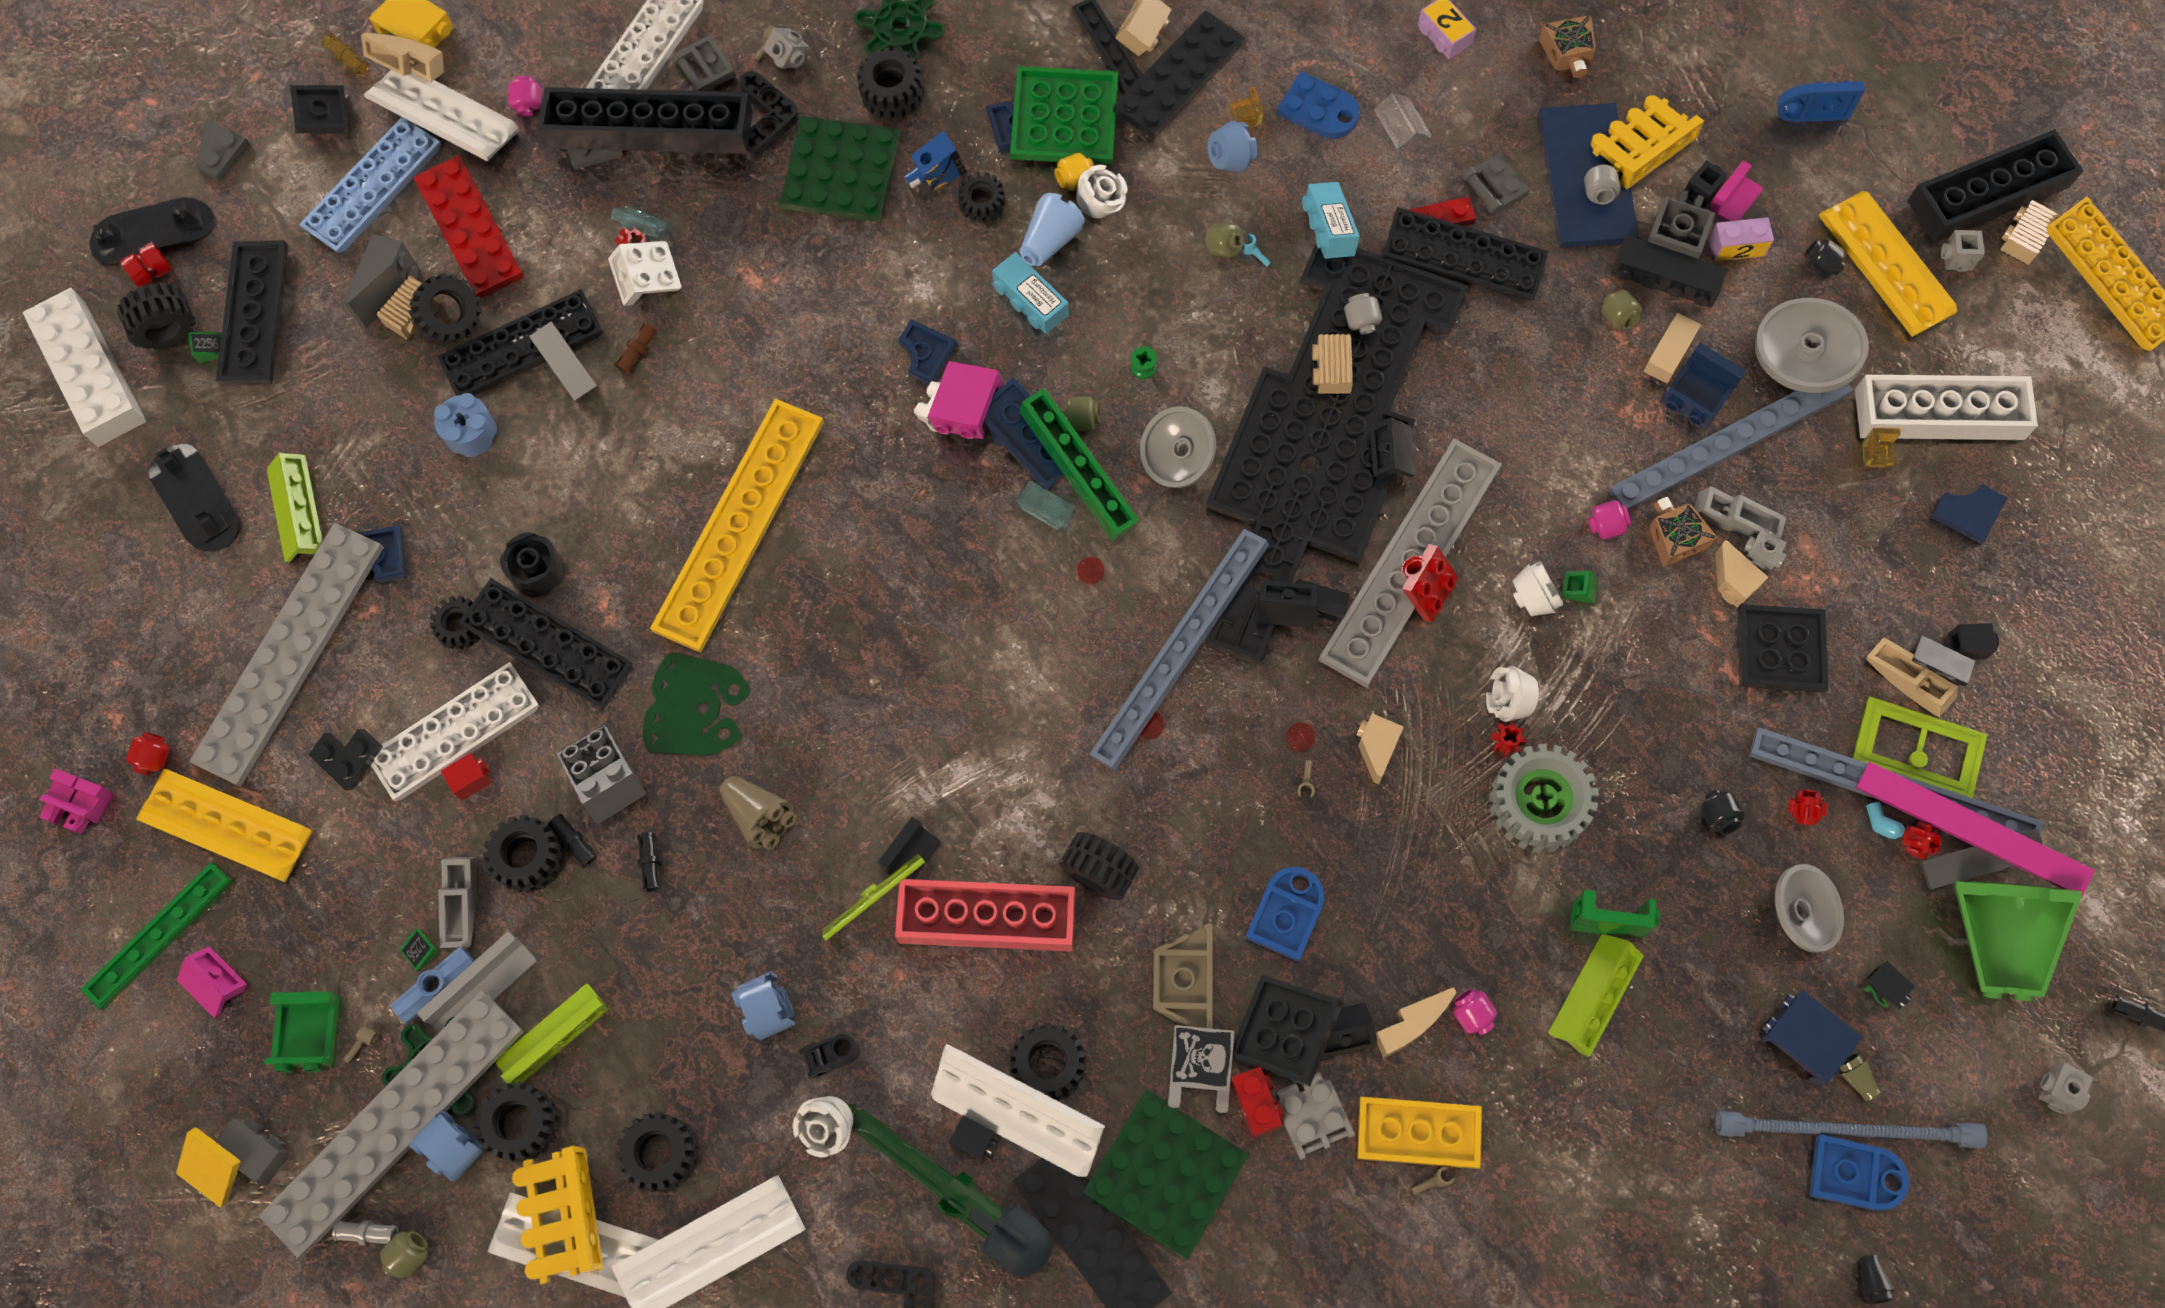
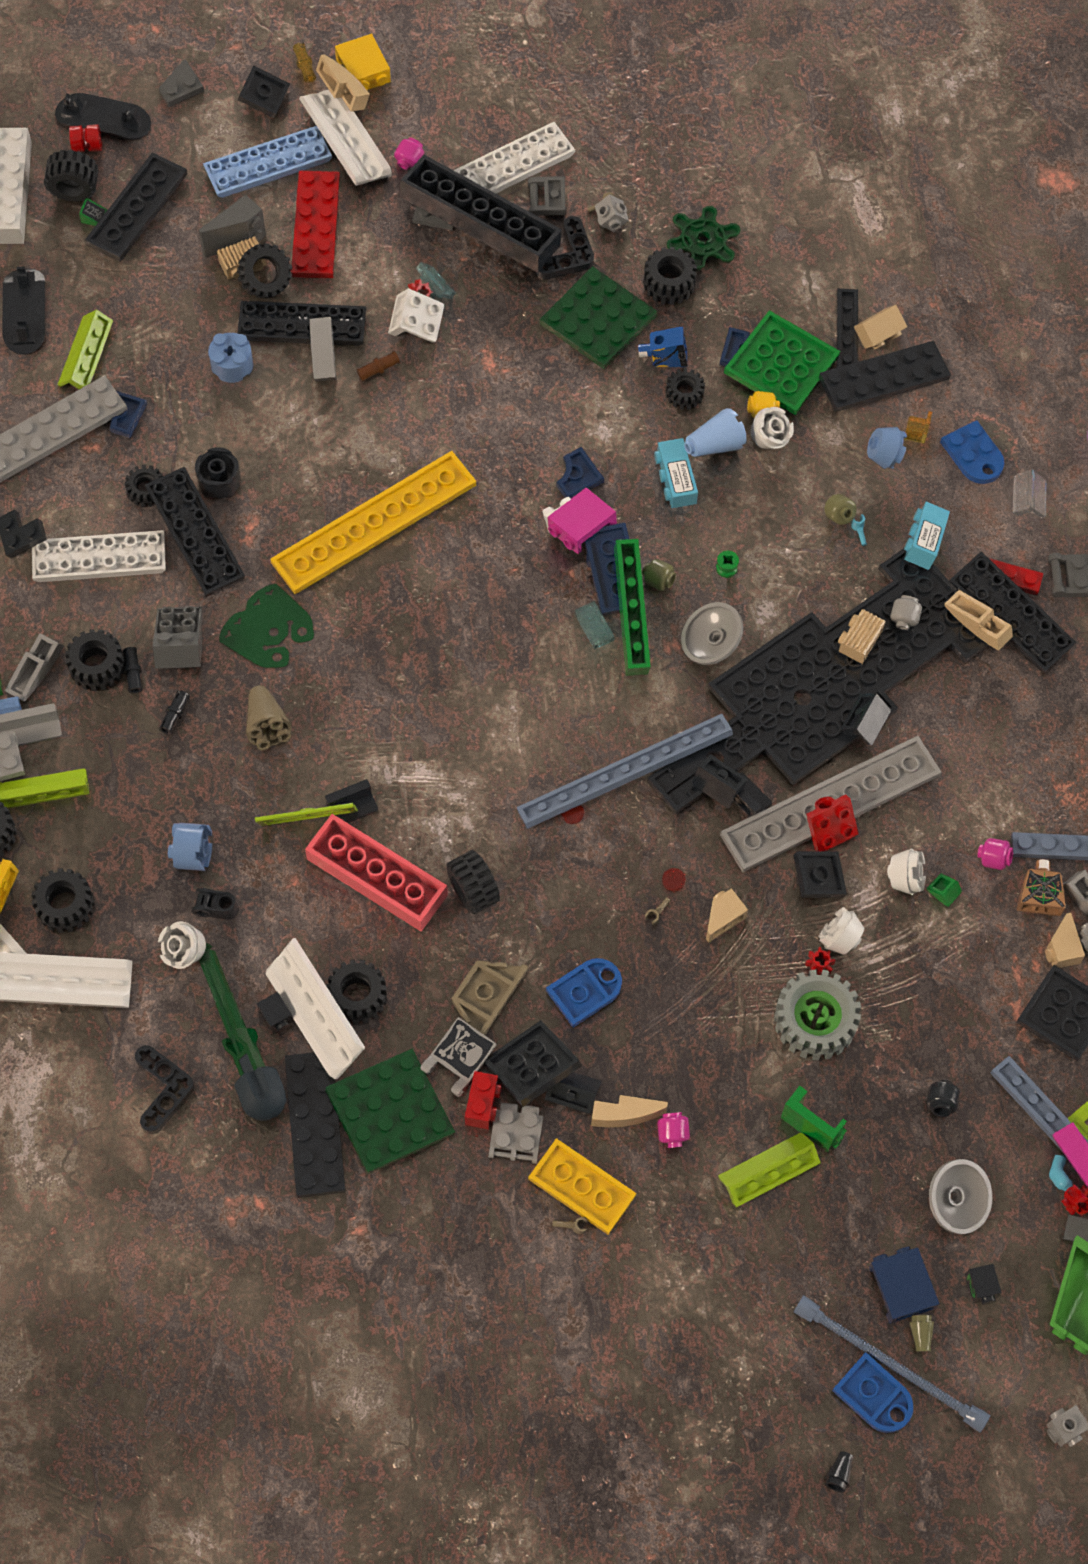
camera: 25 degrees right, 5 degrees down
(467, 776) = (89, 589): red brick -> none
(1090, 570) = (598, 686): clear red piece -> none
(1440, 280) = (980, 619): none -> tan slope
(1449, 645) = (819, 874): none -> black hinge
(1807, 807) = (1008, 1130): red gear -> none

